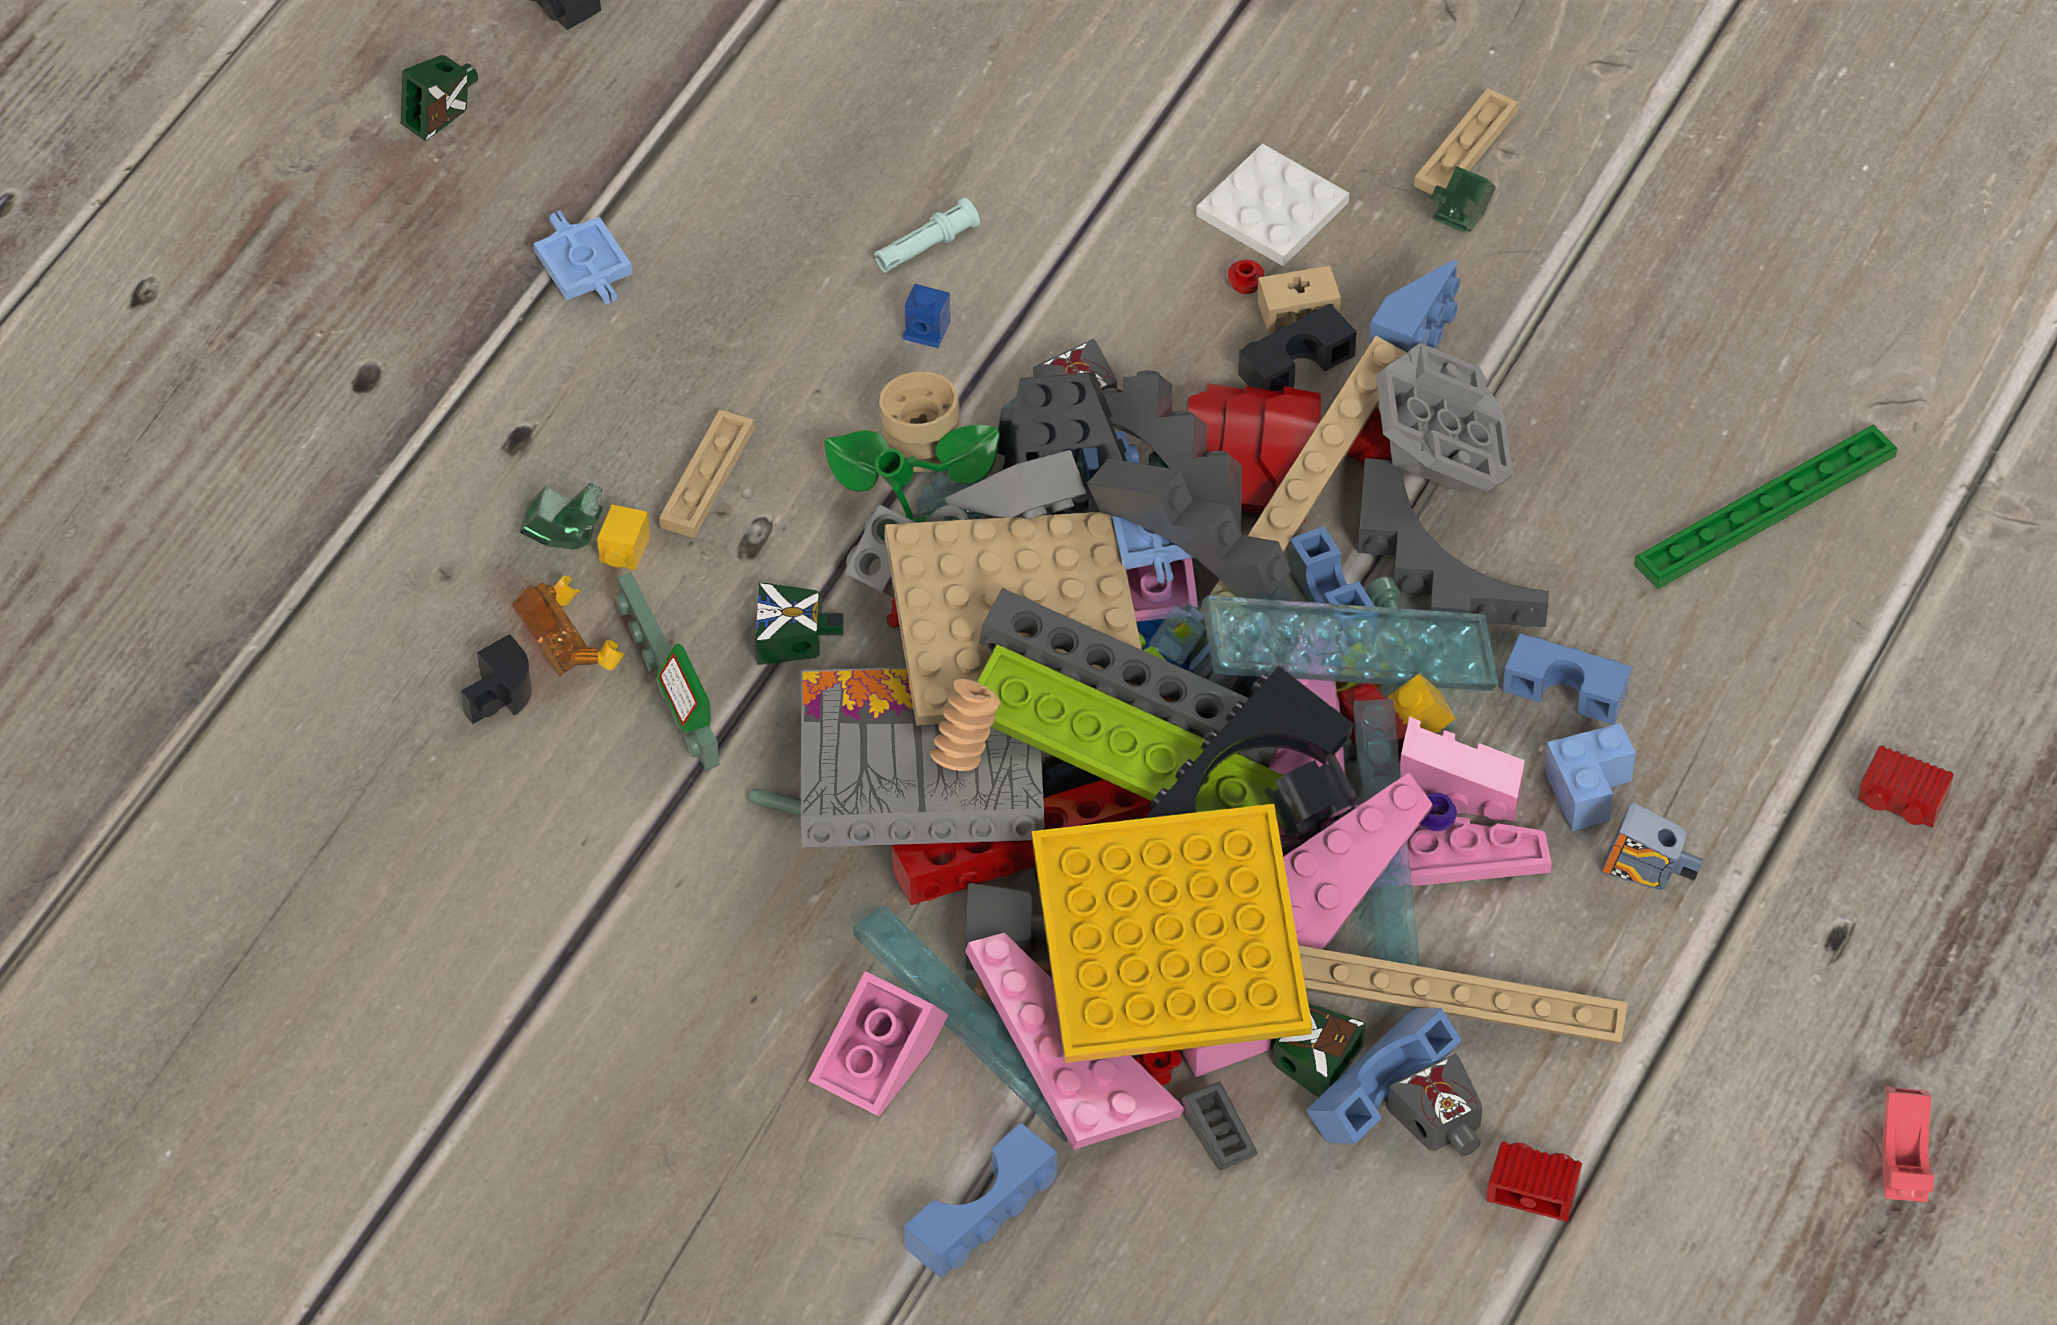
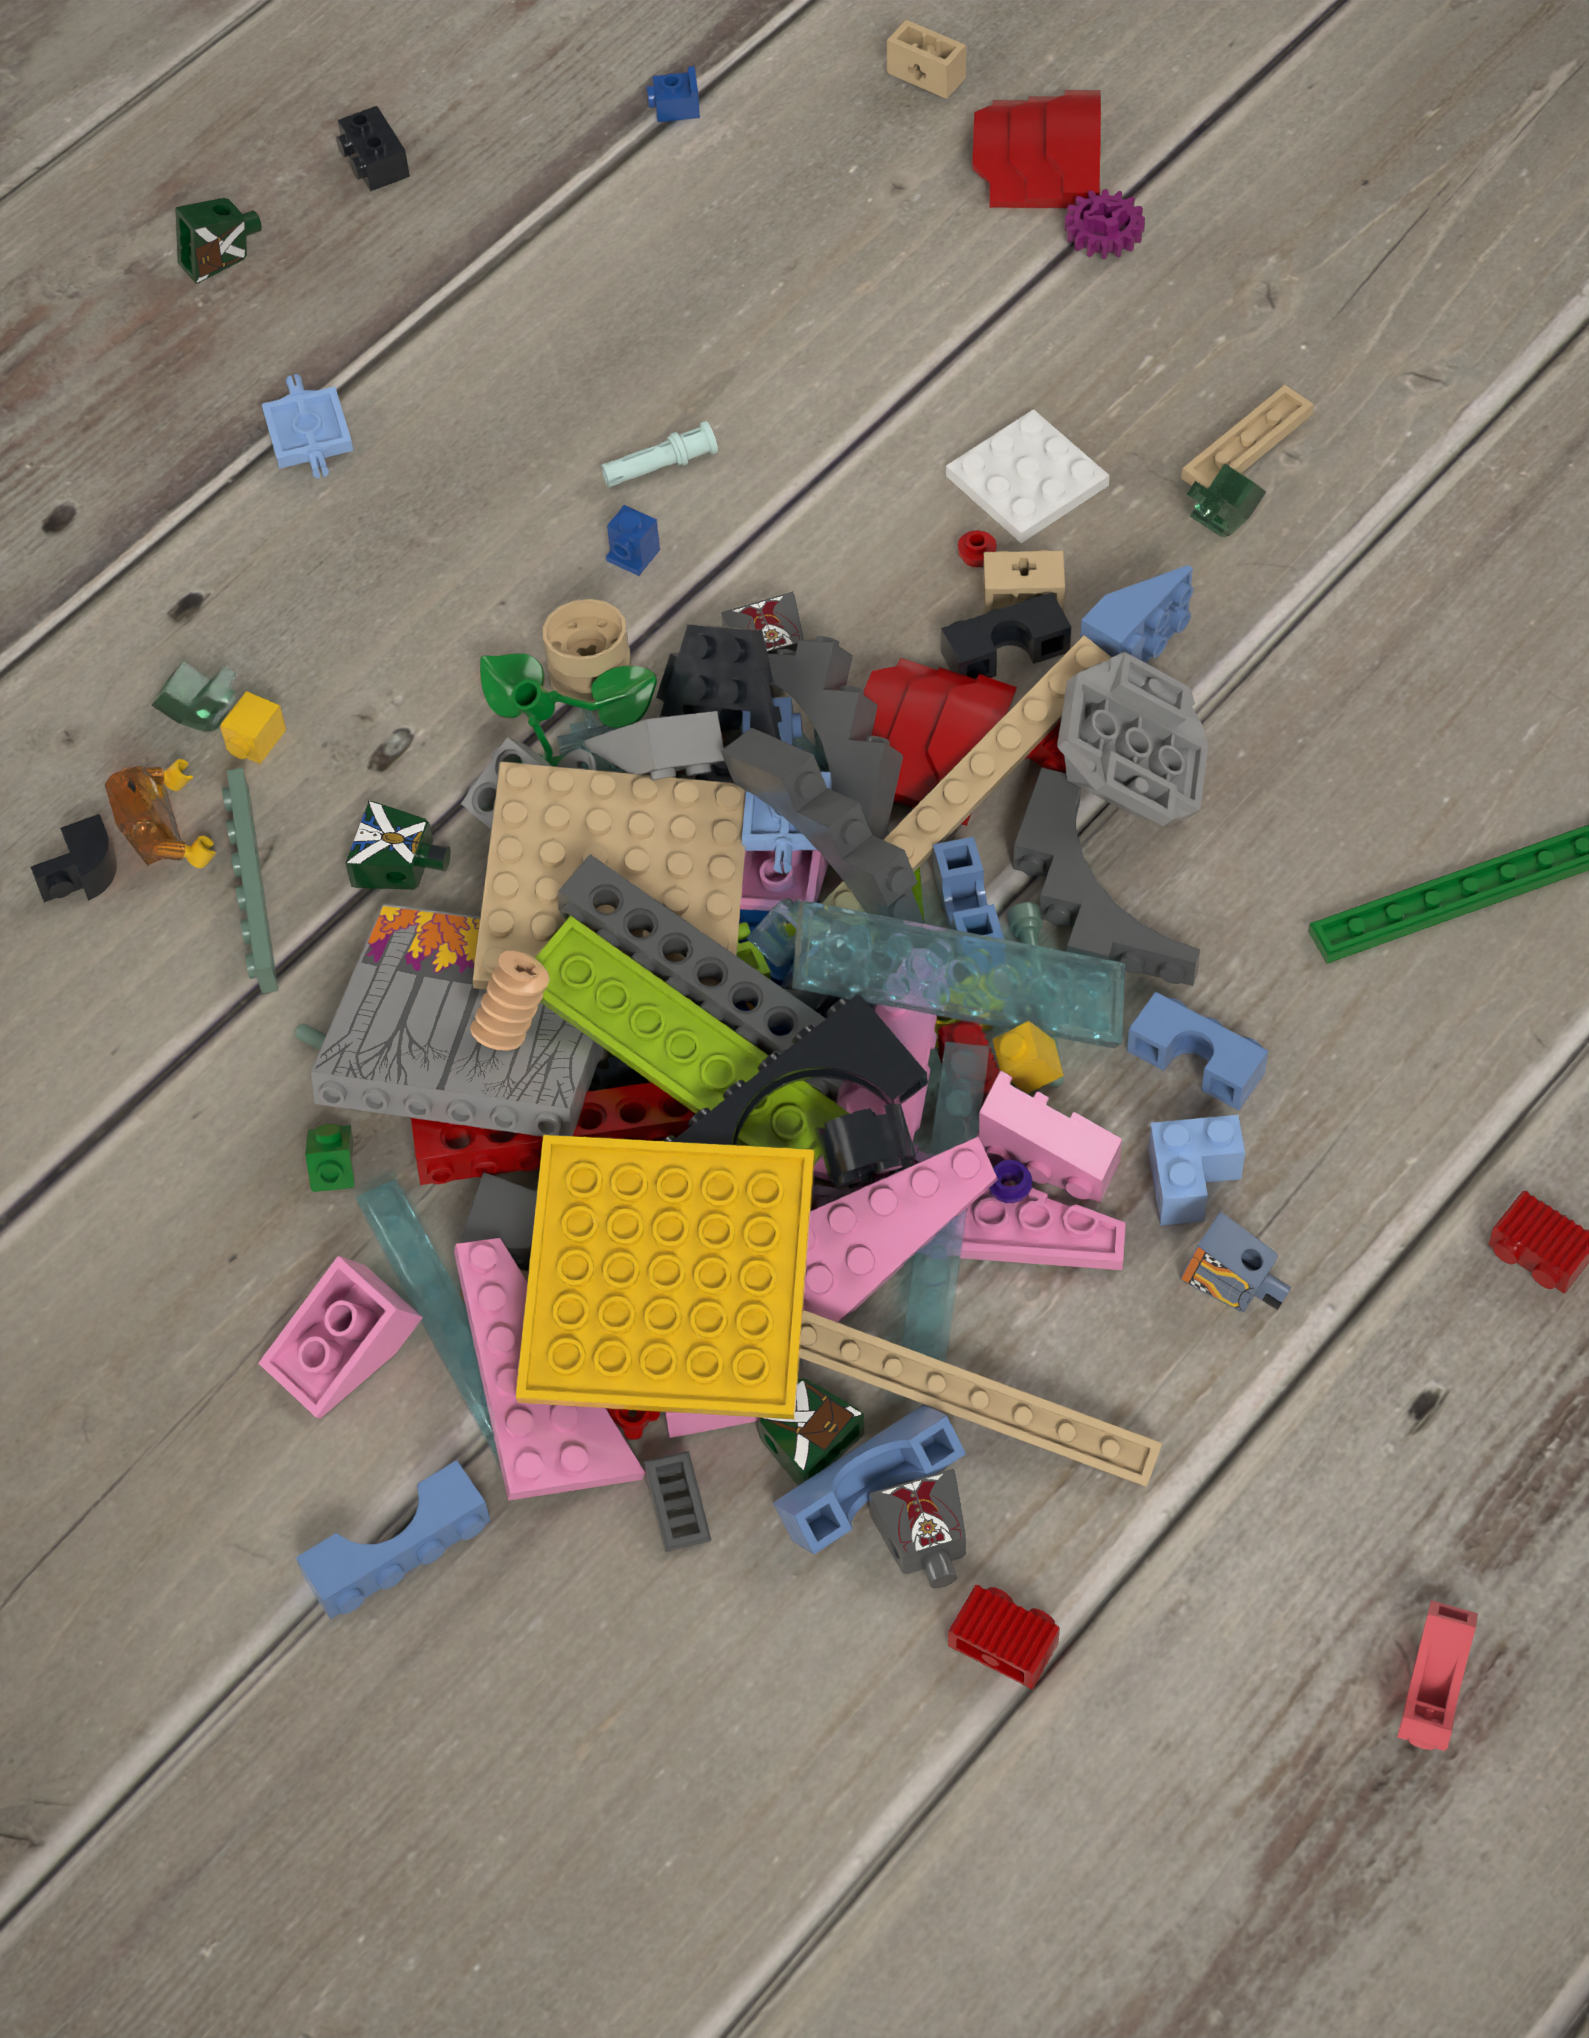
camera: 15 degrees right, 5 degrees up
(684, 690) = (251, 907): slope -> none
(706, 473) = (359, 673): tan plate -> none
(819, 897) = (330, 1157): none -> green bracket

